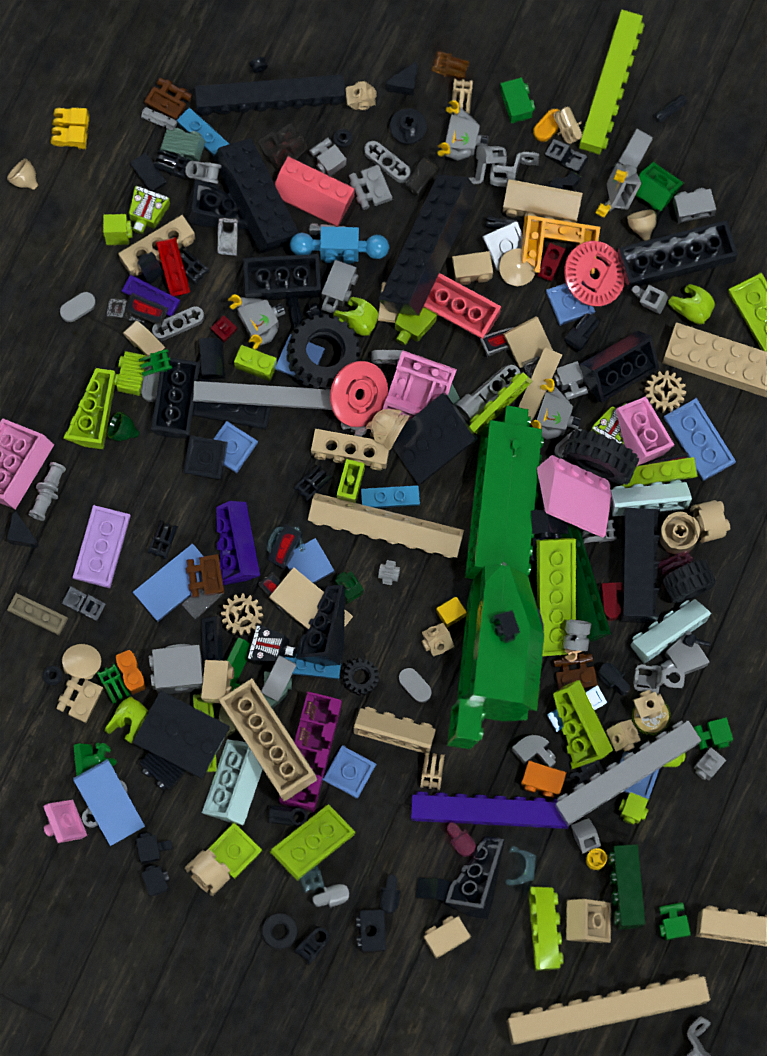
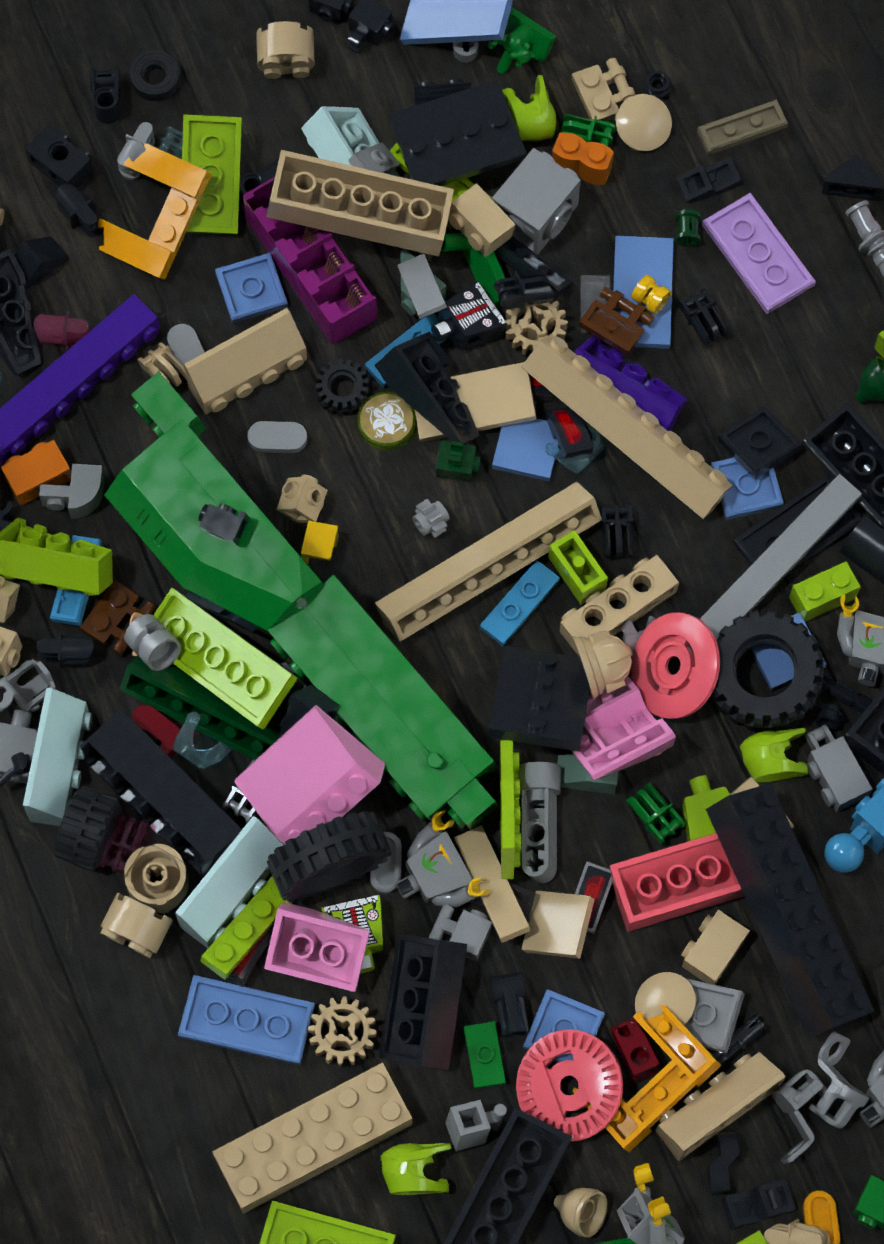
camera: 135 degrees right, 5 degrees down
(120, 589) = (688, 228): none -> dark green bush
(176, 571) = (651, 294): none -> yellow wheel
(231, 766) = (375, 158): none -> light grey plate
(233, 627) = (523, 291): none -> black arm
(235, 850) = (283, 100): lime plate -> none
(259, 520) = (627, 425): none -> tan brick
(333, 843) = (158, 252): none -> light orange wedge
(359, 641) = (386, 420): none -> tile
(385, 356) = (691, 750): light grey beam -> none
(411, 770) = (184, 343): none -> light grey tile
(435, 344) = (657, 809): none -> green arm
(603, 569) = (185, 746): none -> clear light blue helmet
(614, 324) = (484, 1055): none -> green plate

